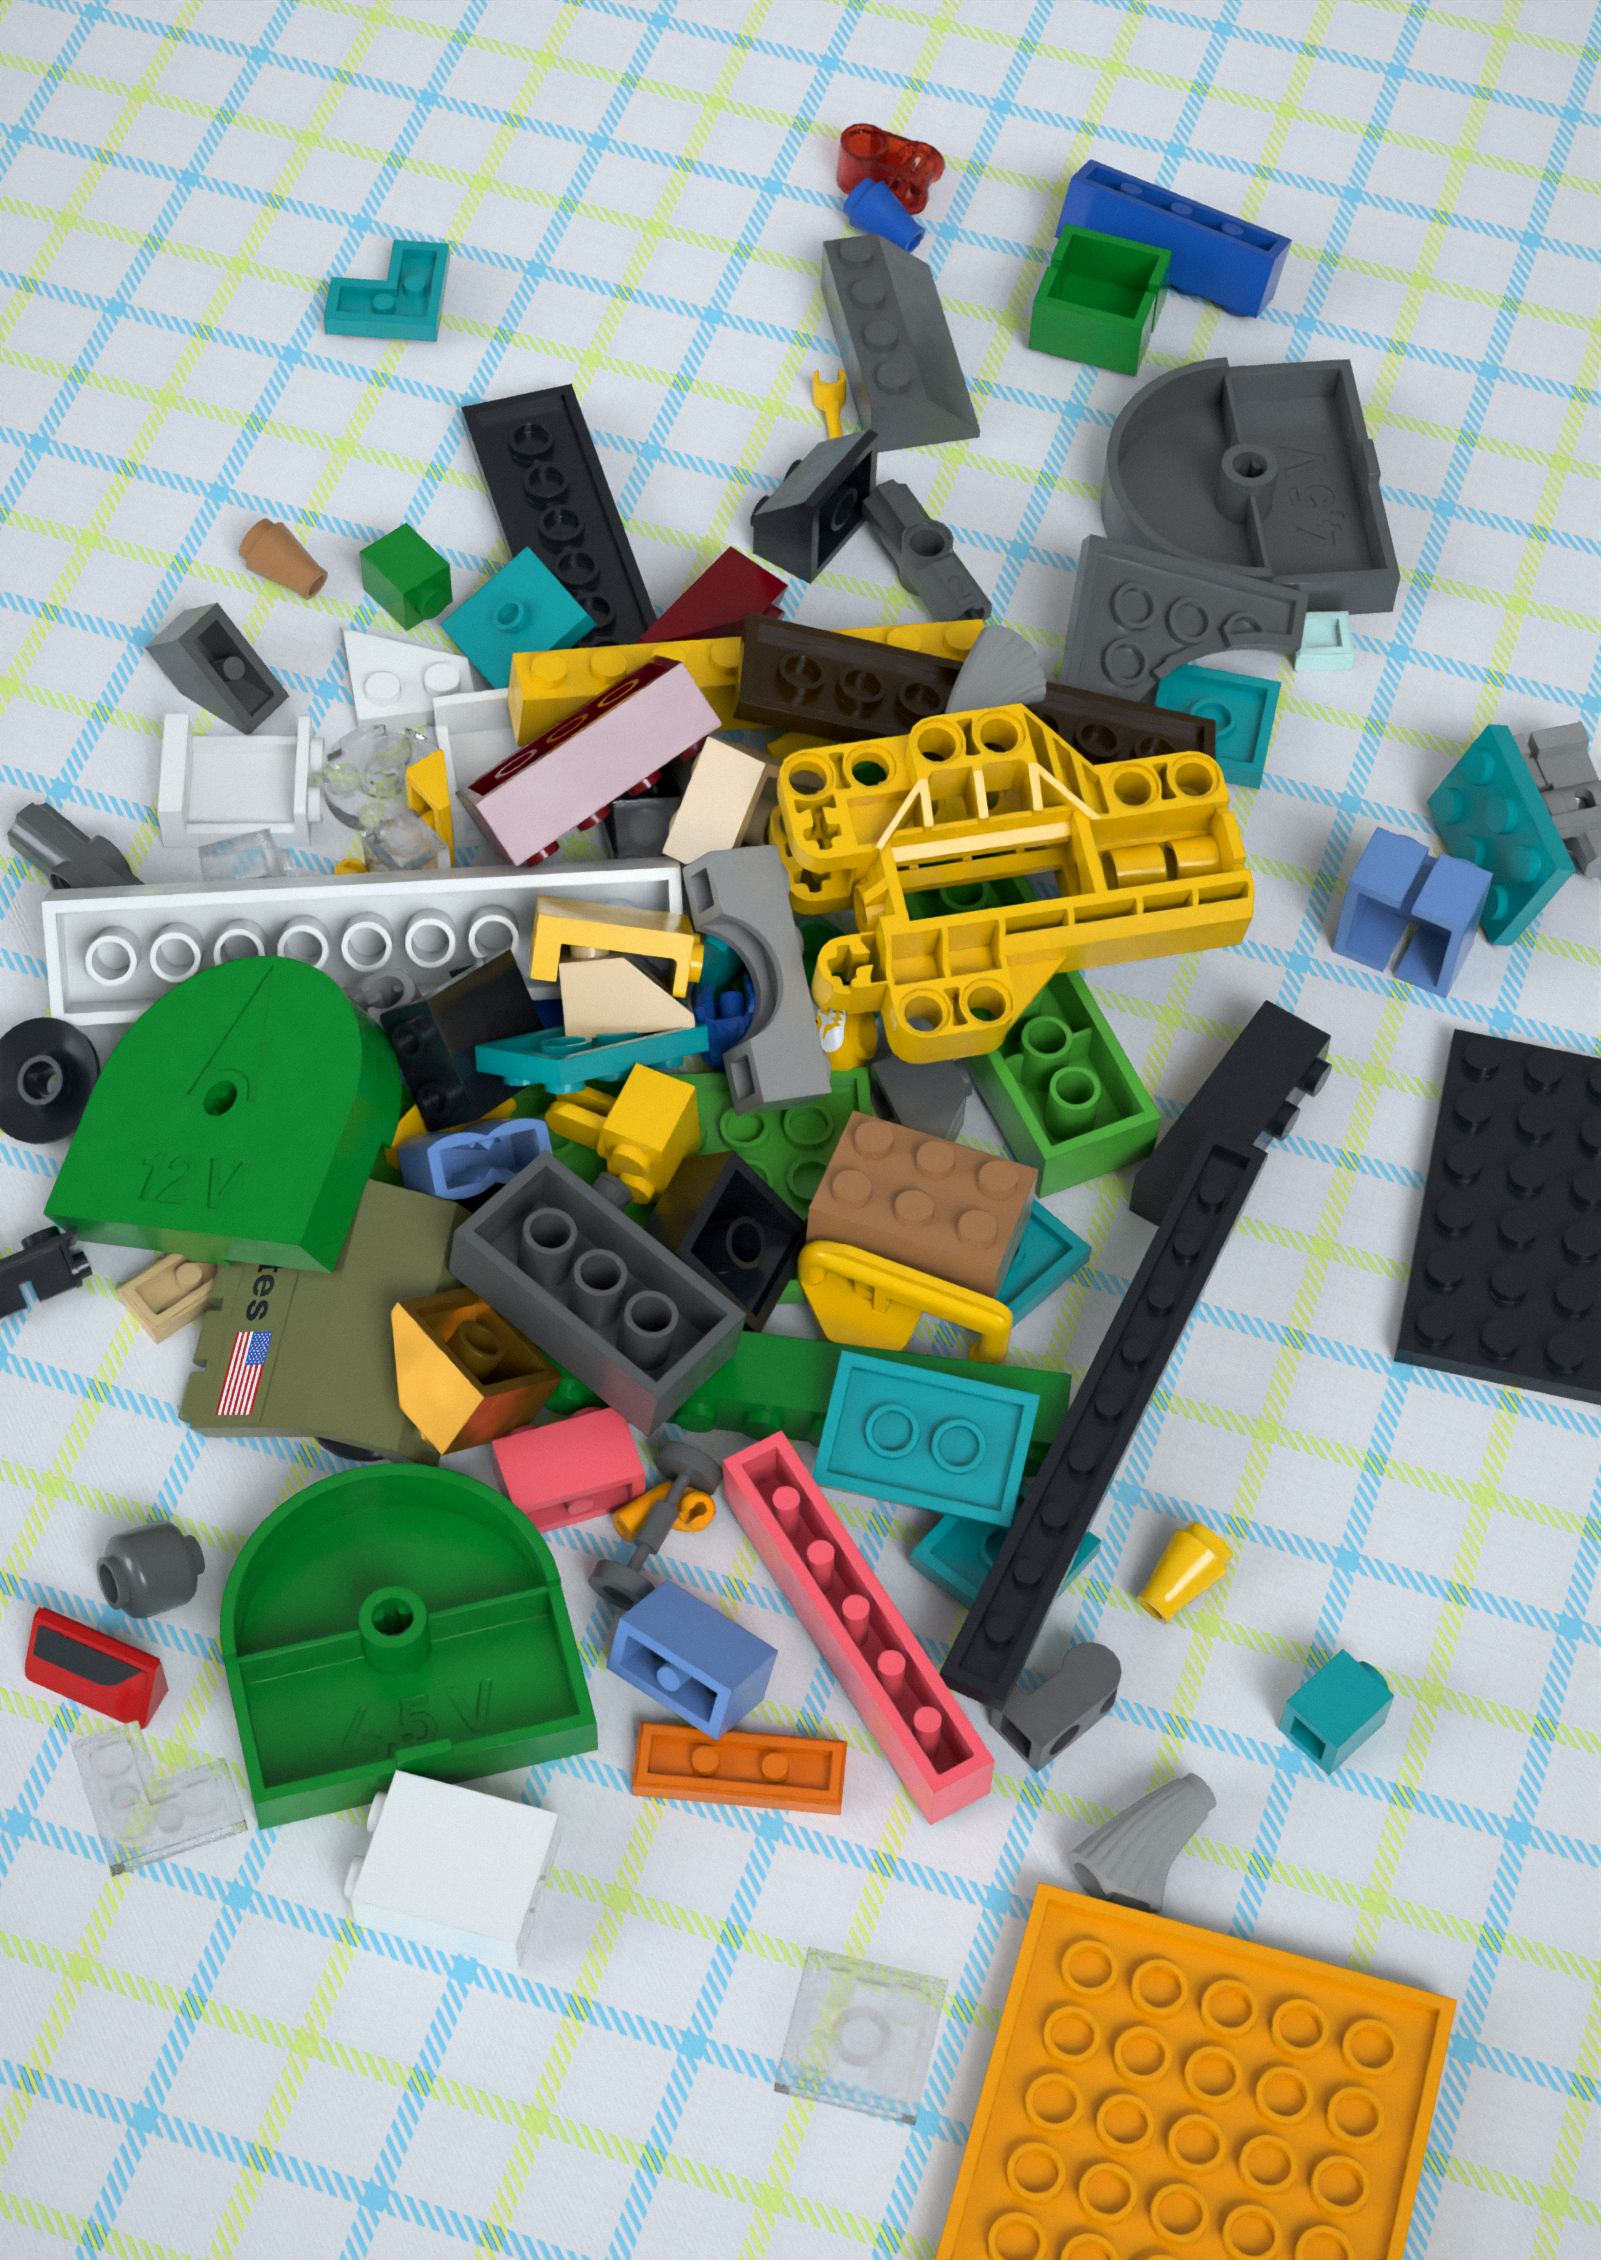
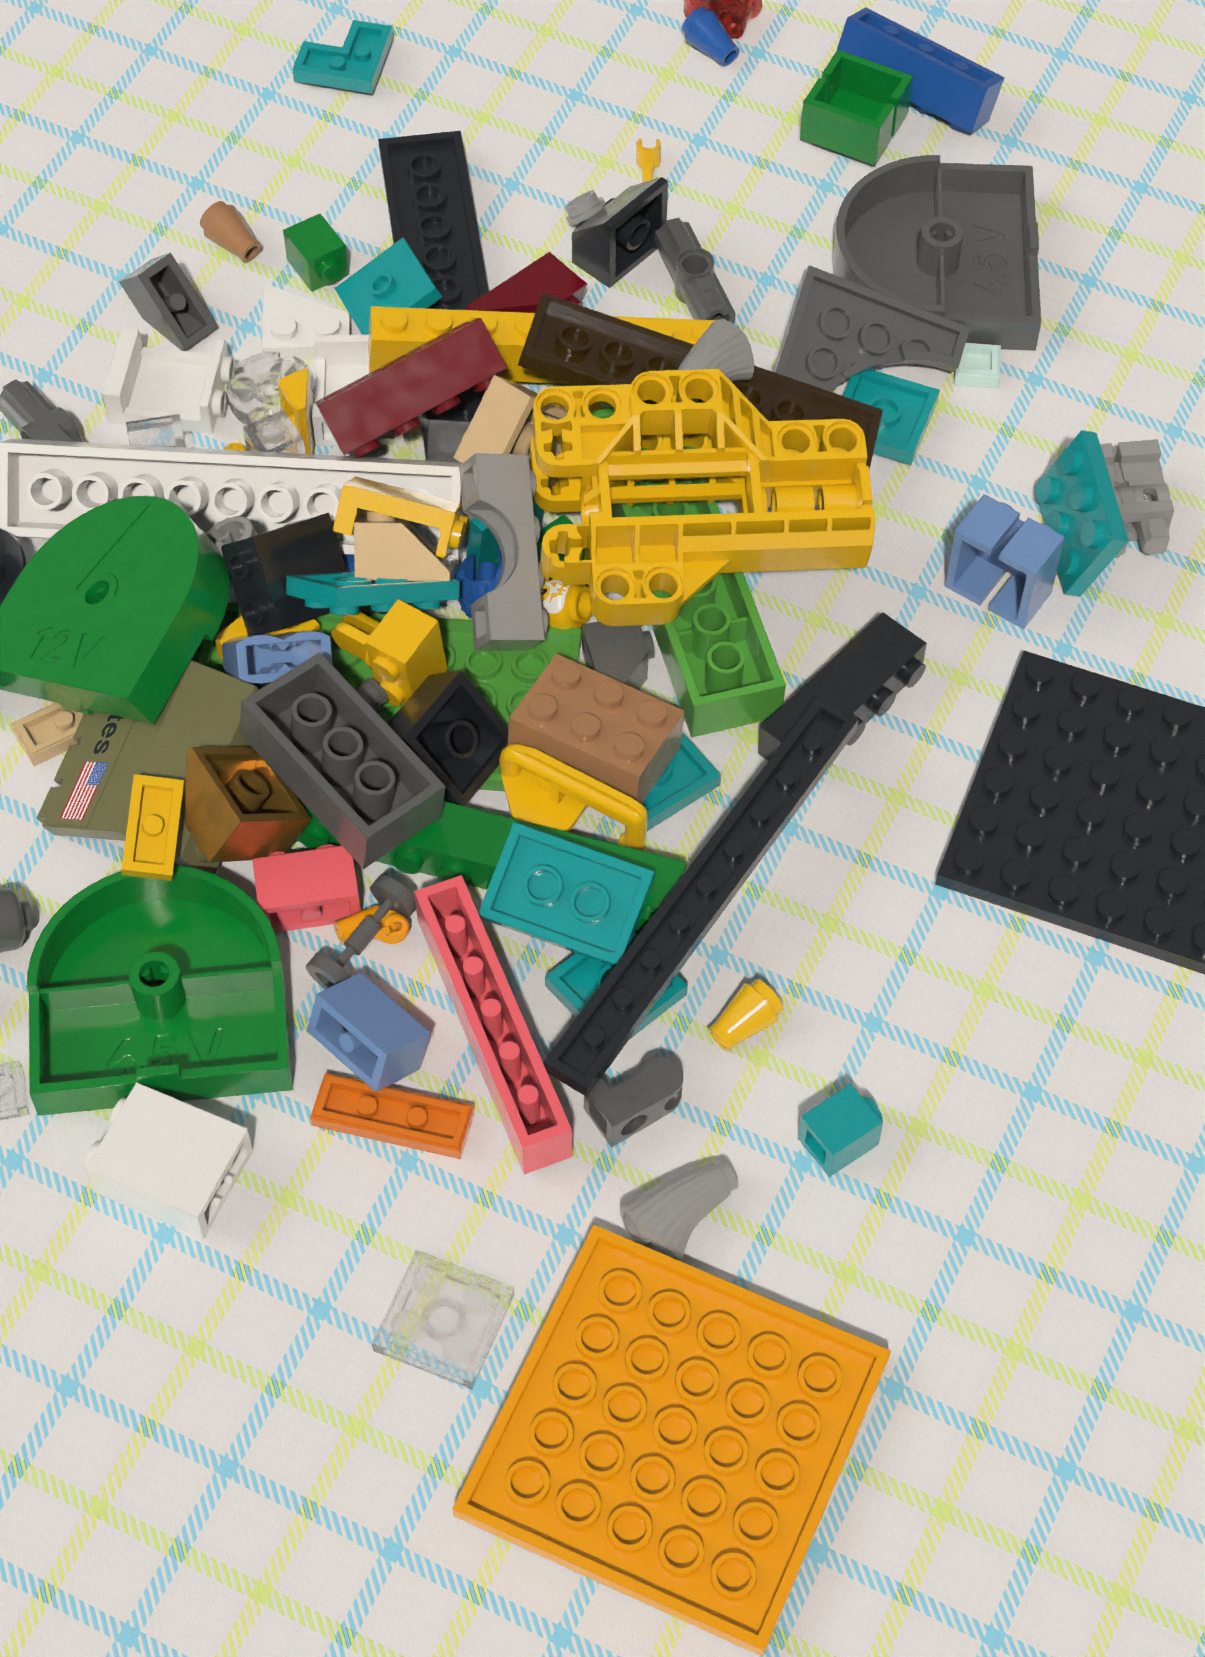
camera: 10 degrees right, 0 degrees up
(357, 1416) = (152, 827): none -> yellow plate
(759, 477) = (583, 207): none -> light grey plate
(895, 344) = (702, 126): dark grey slope -> none

